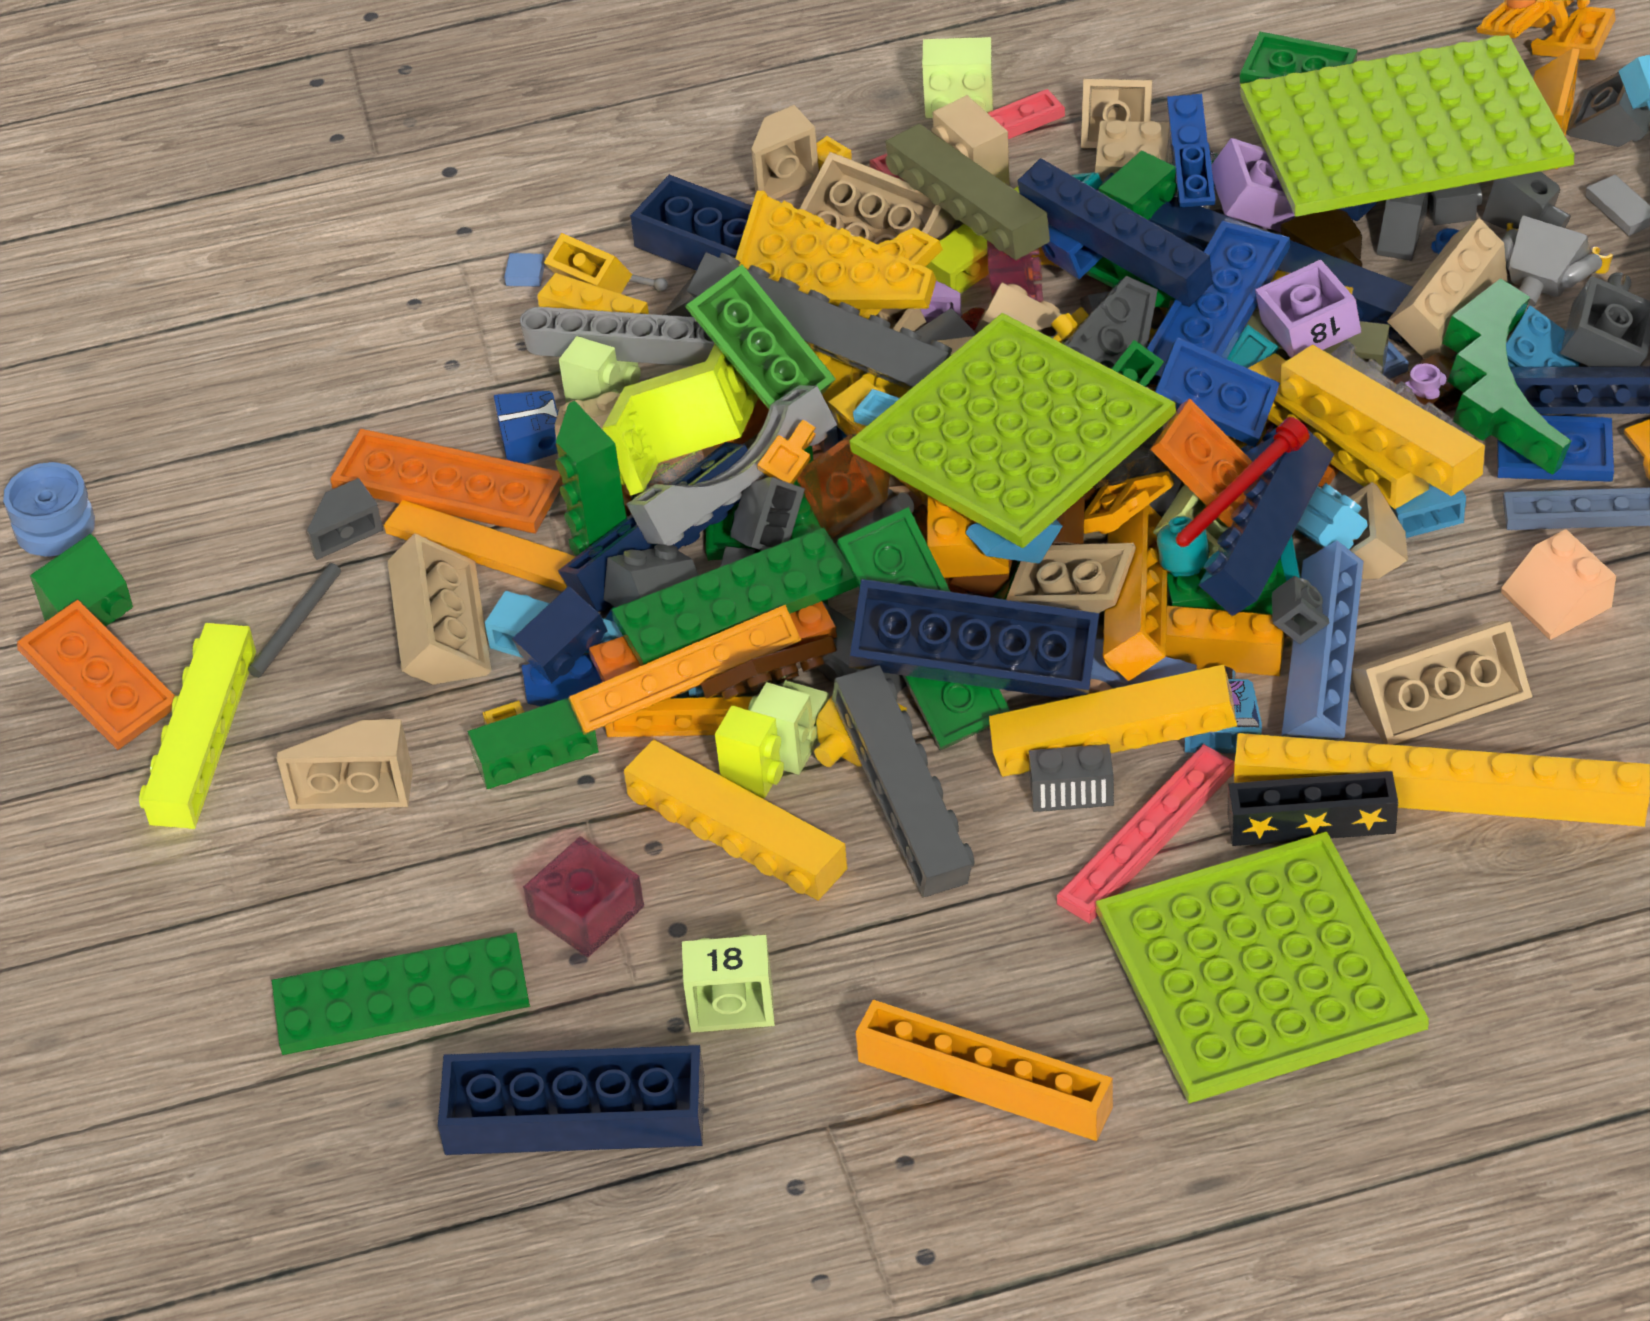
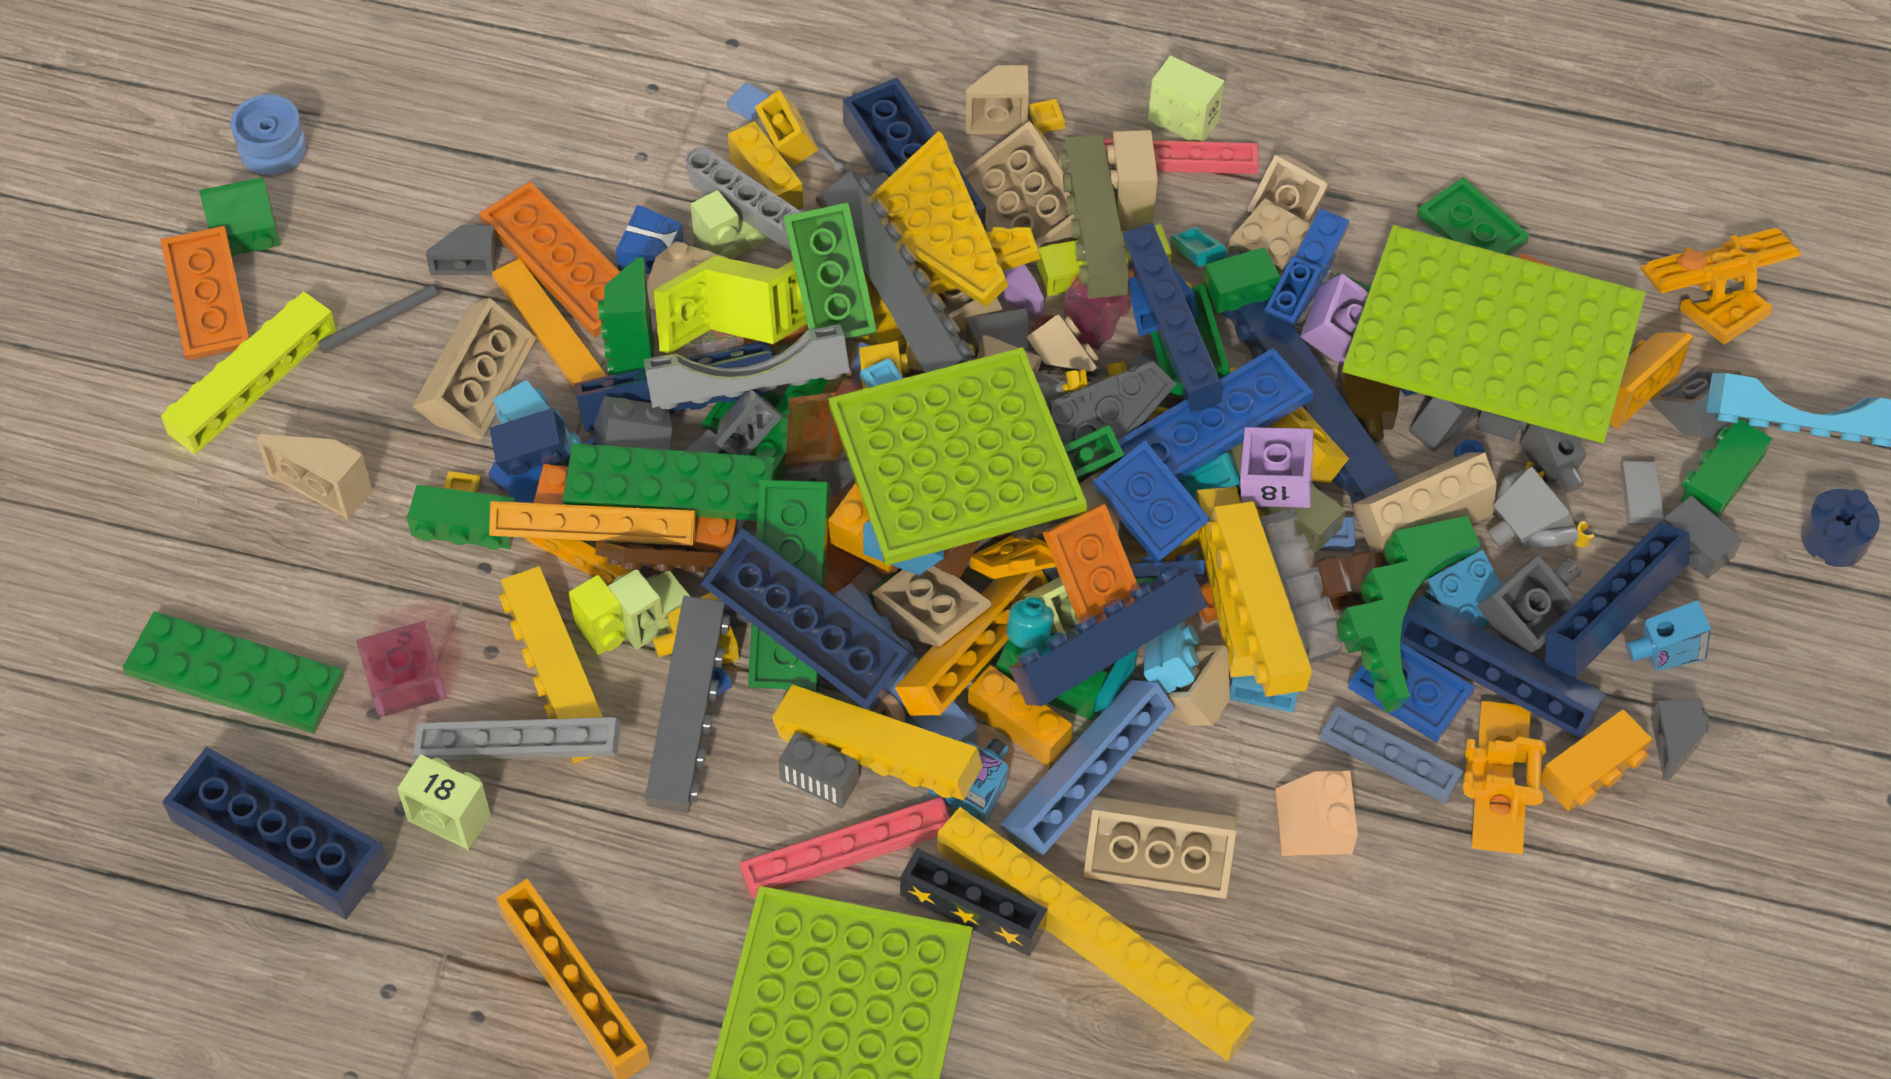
camera: 25 degrees right, 10 degrees up
(758, 892) = (518, 739): none -> light grey plate
(787, 457) = (785, 384): light orange plate -> none
(1289, 437) = (1163, 578): red piece -> none
(1304, 603) = (1087, 721): dark grey brick -> none
(1426, 381) = (1345, 570): lavender plate -> none

